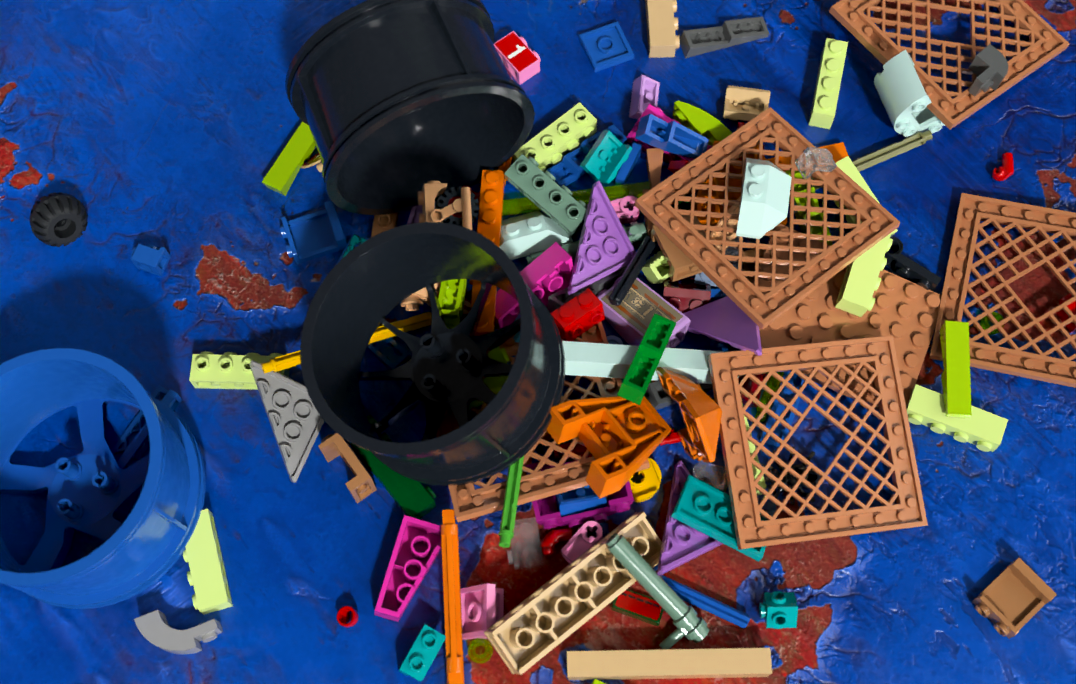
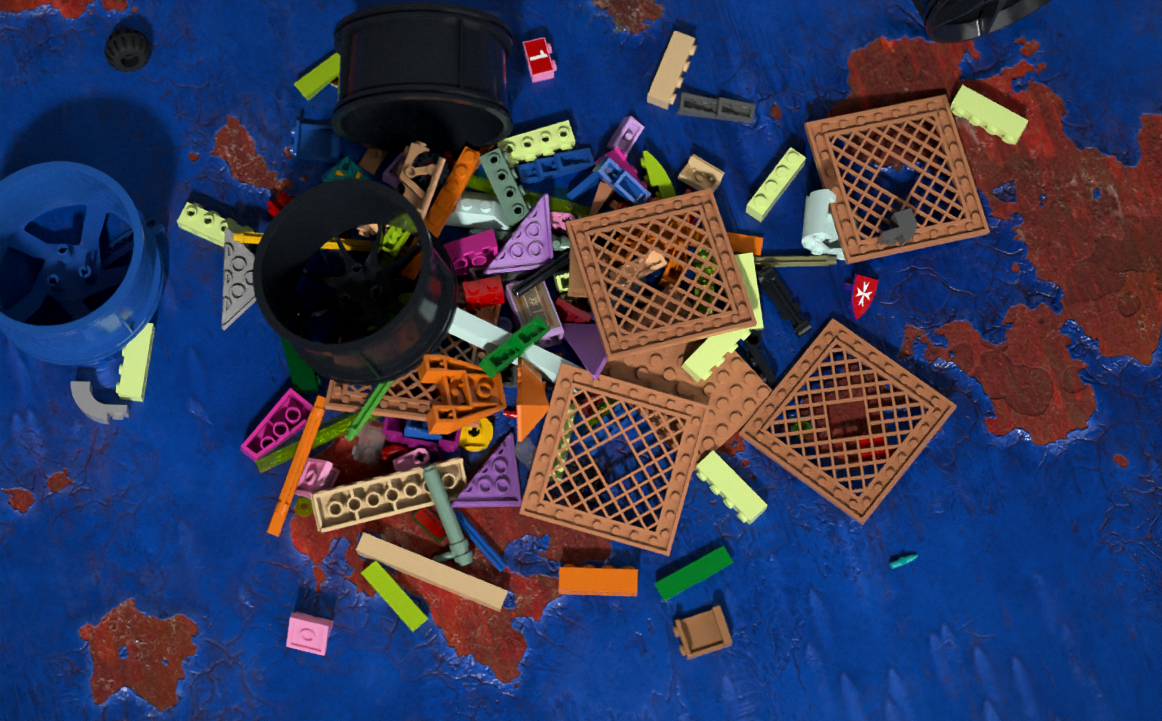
camera: 20 degrees right, 5 degrees up
(150, 258) = (185, 111): blue brick -> none
(298, 317) = (278, 203): none -> red bracket
(343, 616) = (218, 442): red hinge -> none
(362, 484) = (270, 352): medium nougat panel -> none
(422, 653) = (262, 490): teal bracket -> none
(466, 556) = (323, 436): none -> clear neon green piece
(606, 46) = (616, 78): blue tile -> none
(606, 157) = (566, 175): teal bracket -> none
(710, 513) = (510, 477): teal tile -> none
(762, 198) = (660, 259): light aqua wedge -> none
(779, 610) = (528, 568): teal brick -> none
(814, 160) = (718, 247): clear bracket -> none
(866, 589) = (598, 581): none -> orange brick
(899, 197) = (782, 300): none -> black piece
(956, 372) = (747, 451): lime slope -> none
(965, 533) = (693, 573): none -> green slope
(975, 157) = (862, 294): none -> red shield
(1006, 169) = (880, 314): red arm -> none

